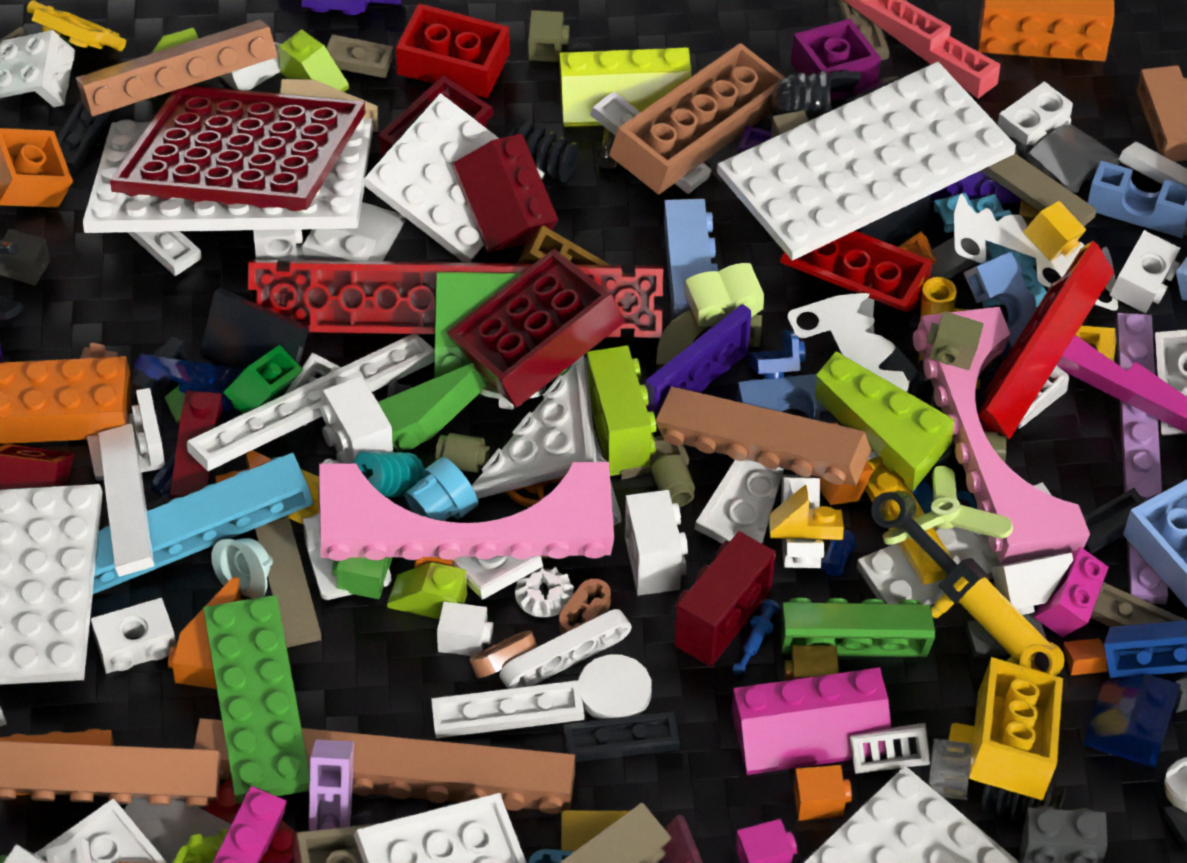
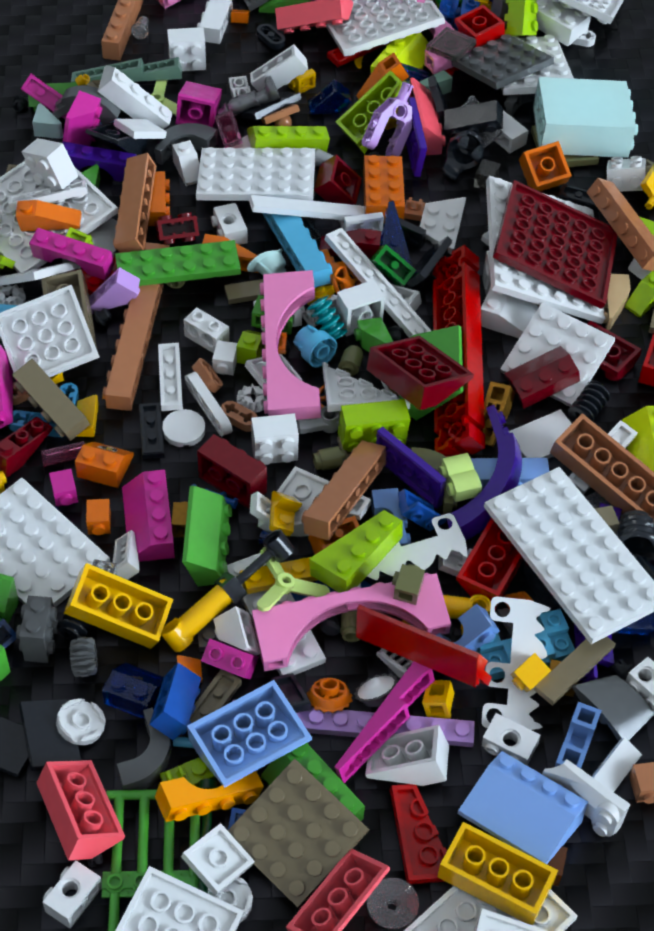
camera: 90 degrees right, 0 degrees up
(130, 324) = (443, 220): none -> white wing
(161, 704) = (183, 228): none -> dark red brick
(303, 453) = (346, 281): none -> orange wheel
(403, 658) = (205, 329): none -> white brick
(605, 214) = (539, 435): none -> white tile
(704, 791) = (102, 463): none -> orange slope
(723, 241) = (506, 476): none -> dark purple arch
(1092, 415) = (375, 689): none -> white piece
(1098, 782) = (83, 657): none -> dark grey gear
(1106, 475) = (329, 695): none -> orange piece

